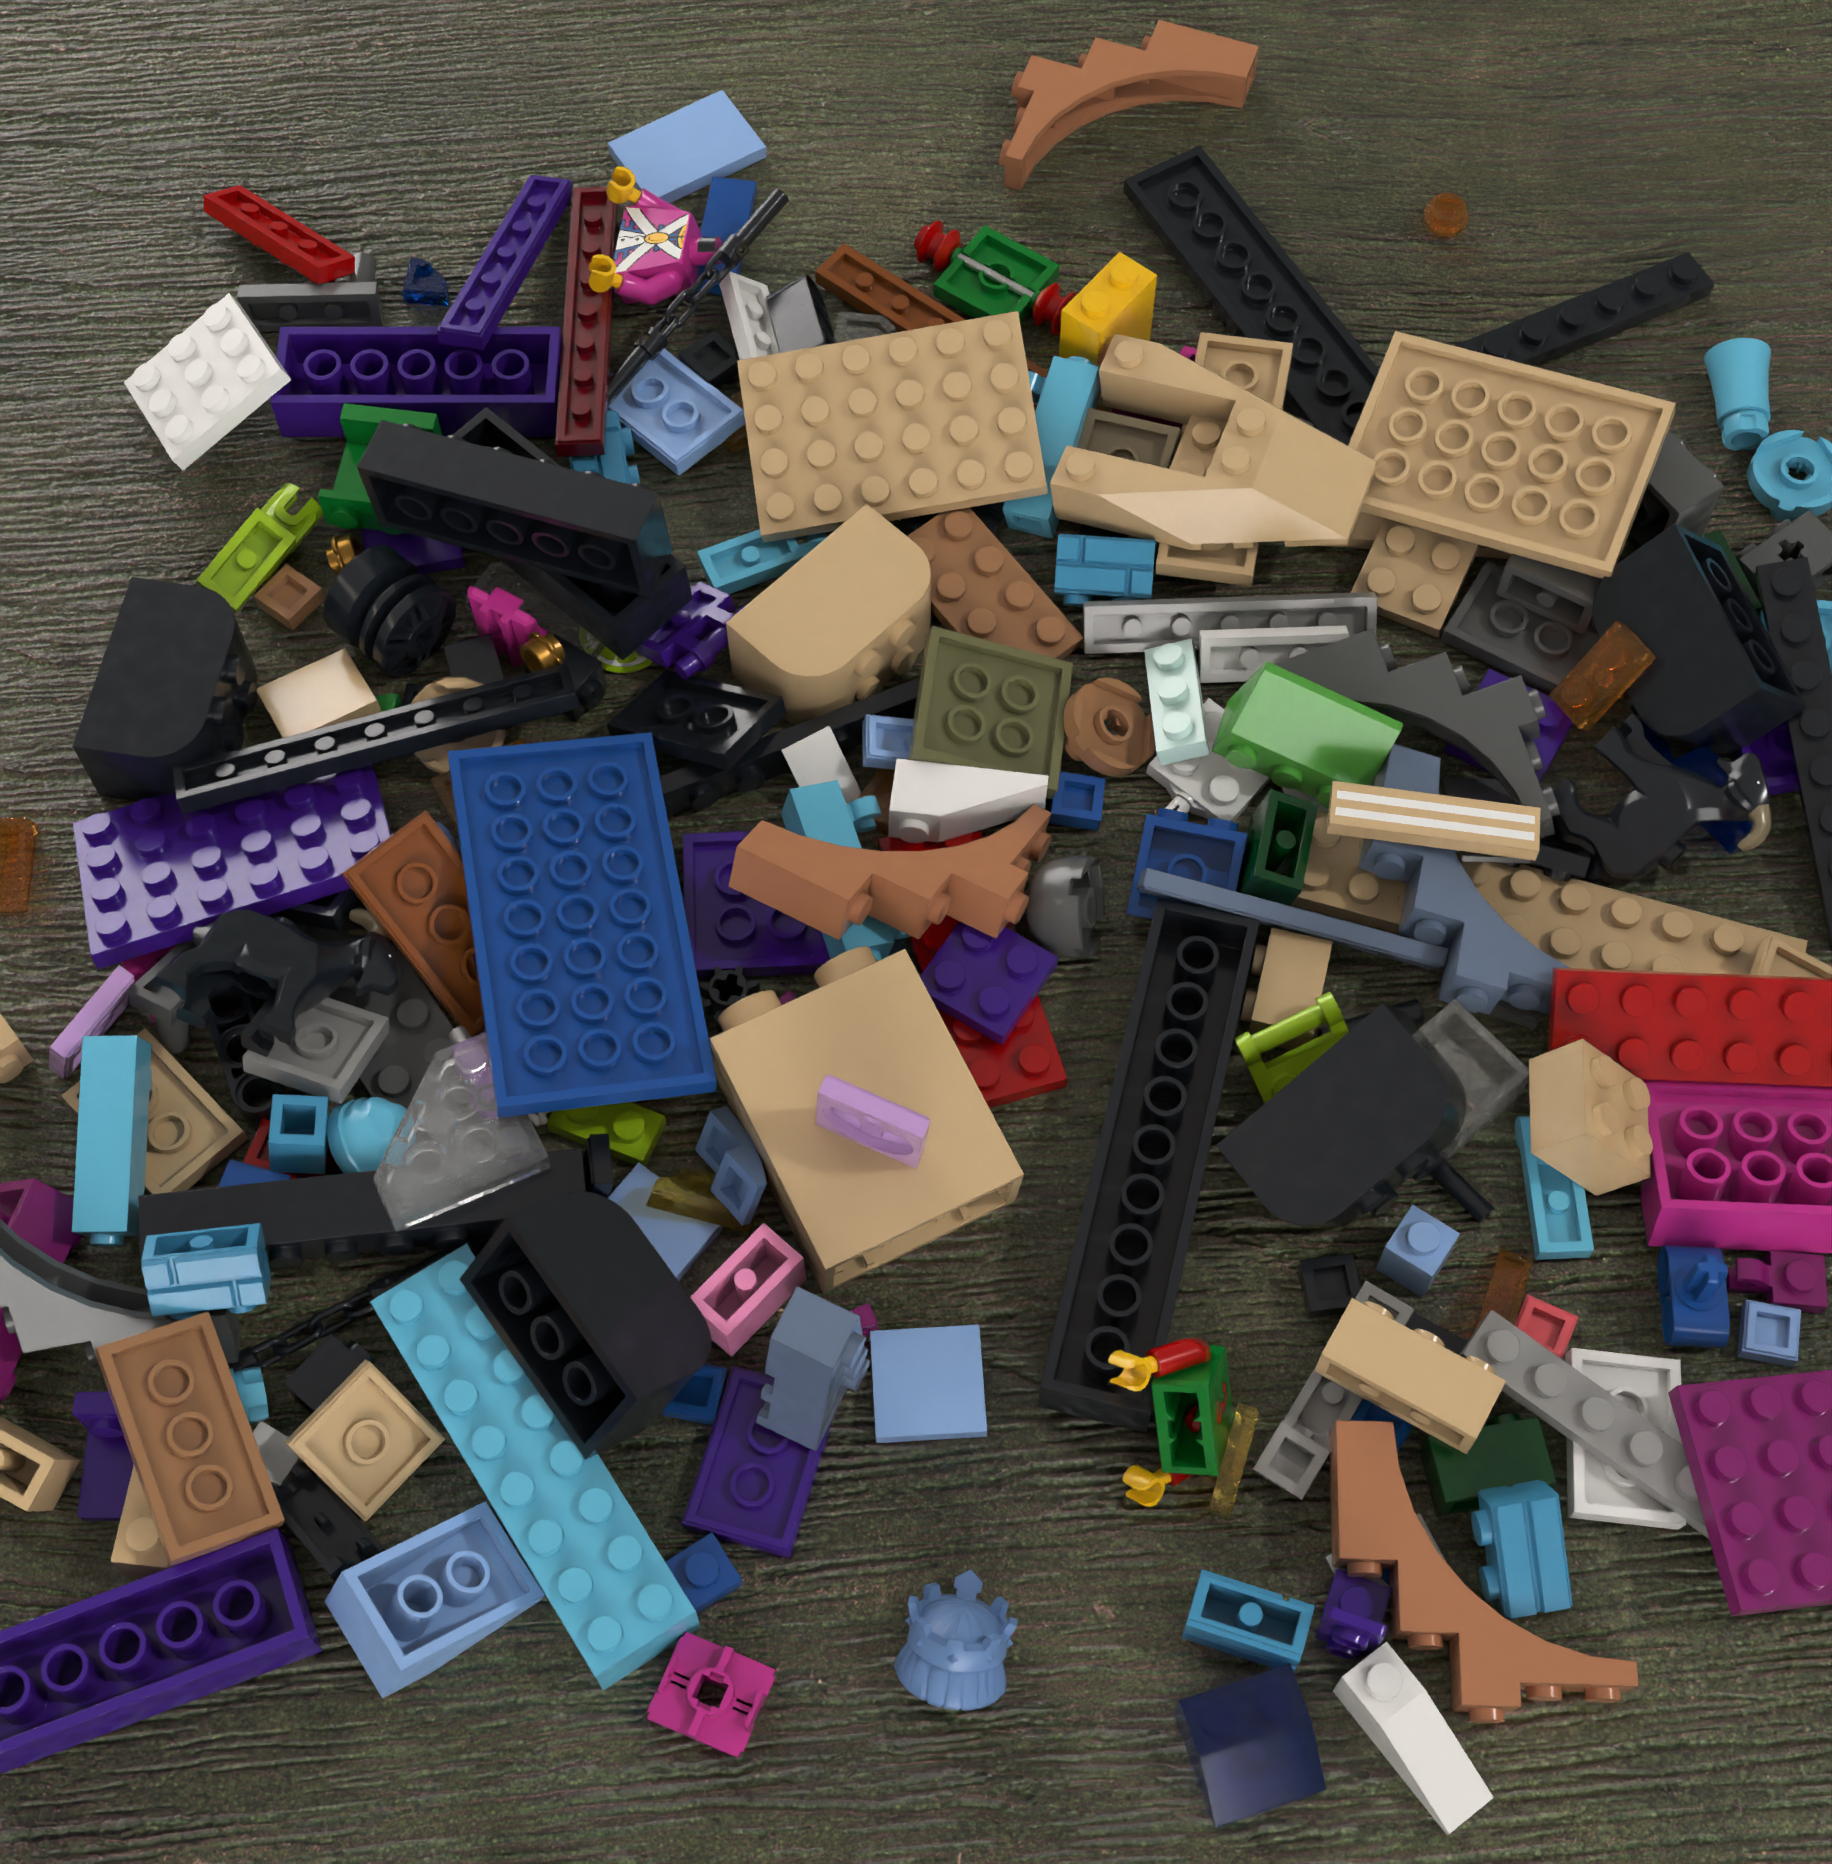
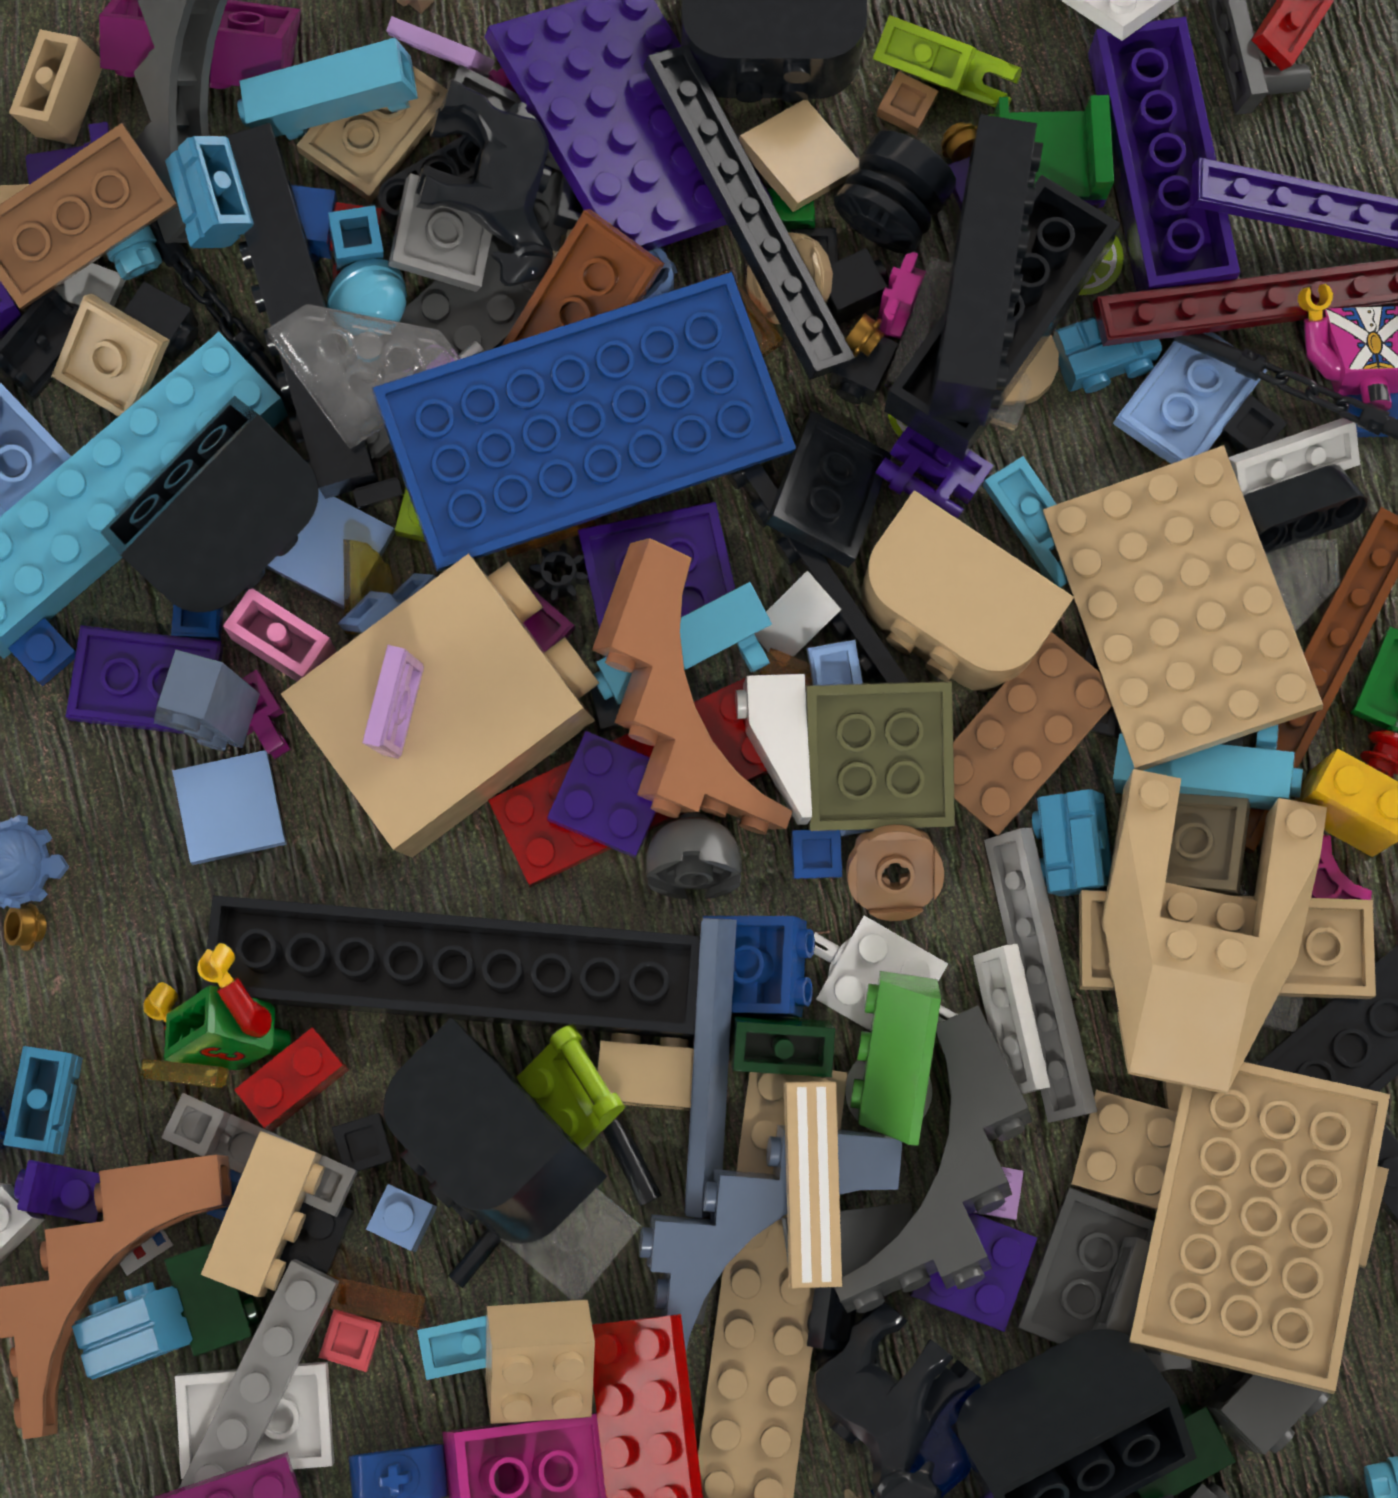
camera: 75 degrees right, 15 degrees up
(424, 285) = (1293, 141): clear blue tile -> none
(1032, 1640) = (24, 926): none -> pearl gold plate
(1176, 702) = (935, 932): light aqua plate -> none
(1257, 1347) = (291, 1079): none -> red brick
(1602, 676) = (1024, 1345): clear orange plate -> none

